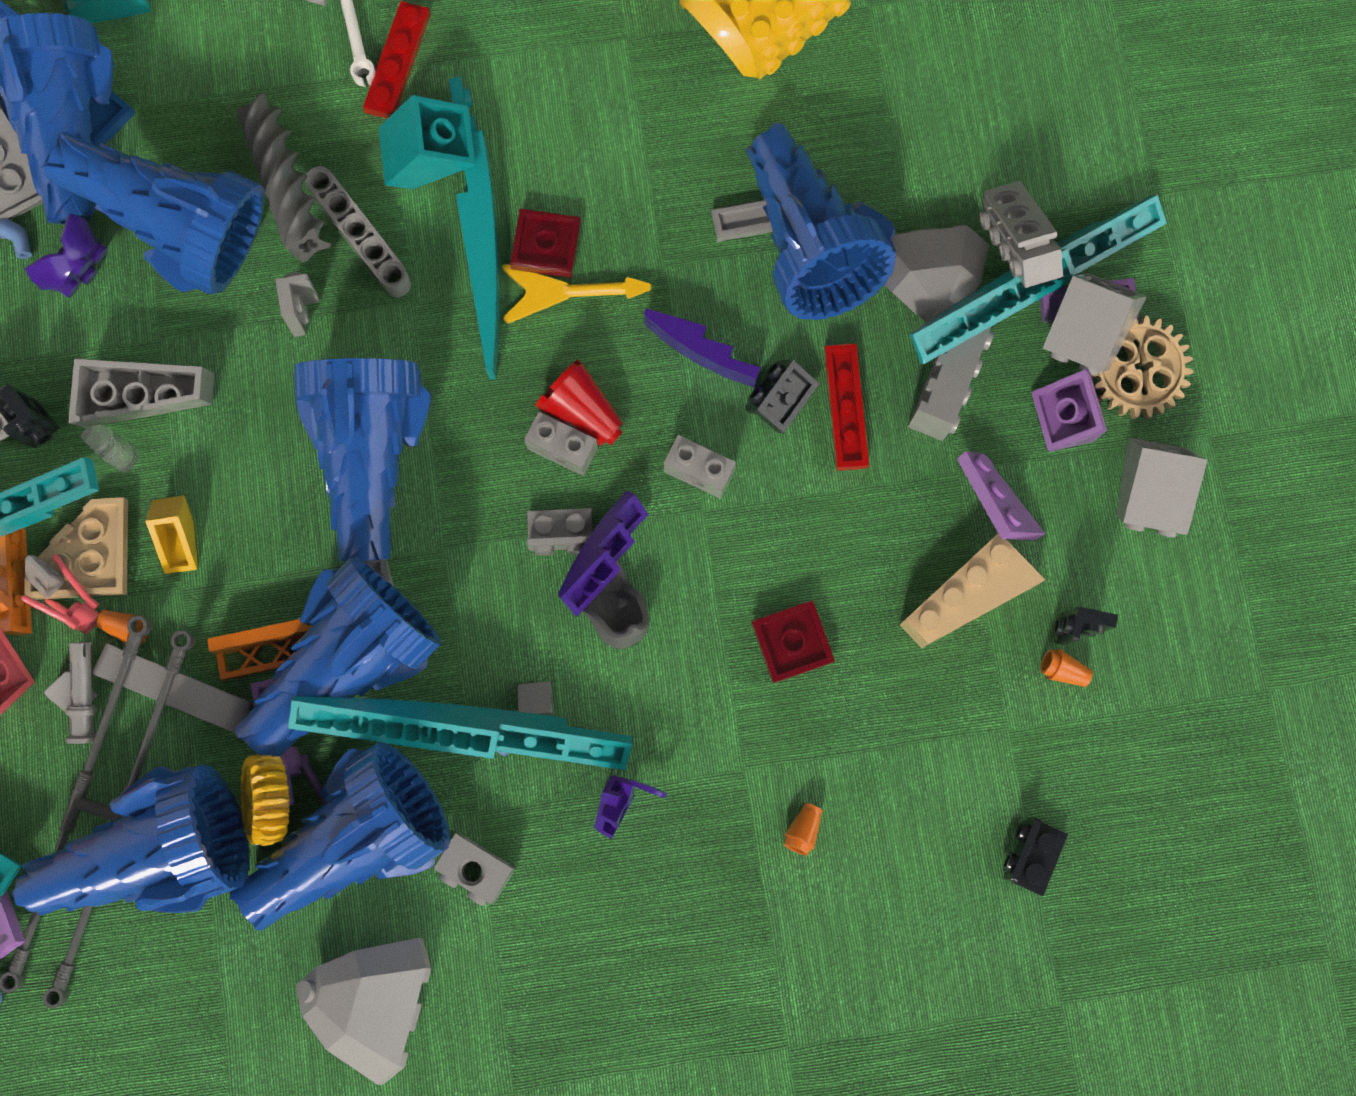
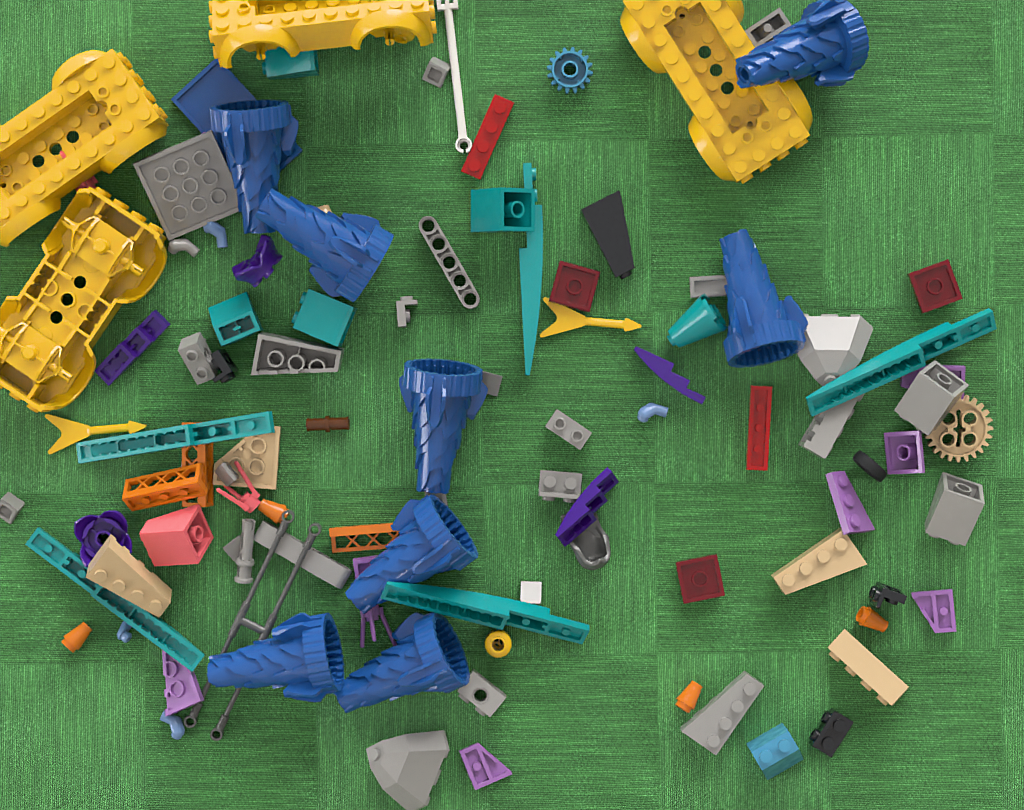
camera: 10 degrees right, 10 degrees up
(44, 353) = (234, 319): none -> teal slope
(110, 447) = (276, 394): clear brick -> none
(173, 534) = (310, 454): yellow slope -> none
(180, 329) = (323, 317): none -> teal slope
(198, 485) = (327, 424): none -> reddish brown pin
(264, 799) = (358, 636): yellow gear -> none
(281, 182) = (404, 226): dark grey piece -> none
(441, 393) = (492, 382): none -> light grey slope
(480, 788) = (501, 650): none -> yellow head
(489, 989) = (482, 766): none -> medium lavender wing
(581, 405) = (584, 405): red cone -> none
(586, 159) = (610, 231): none -> black slope
(615, 802) = (575, 664): dark purple piece -> none
(680, 403) = (651, 409): none -> medium blue arm
(699, 466) = (656, 456): light grey brick -> none
(731, 267) = (697, 323): none -> teal cone
(782, 394) = (717, 414): black bracket -> none
(859, 851) = (722, 714): none -> light grey wedge
(955, 897) = (775, 751): none -> dark azure slope
(1021, 437) = (869, 466): none -> black tyre
(1022, 234) = (892, 334): light grey brick -> none
(1066, 177) = (935, 286): none -> dark red plate
(1076, 743) = (867, 667): none -> tan wedge
(1163, 639) = (937, 608): none -> medium lavender wing

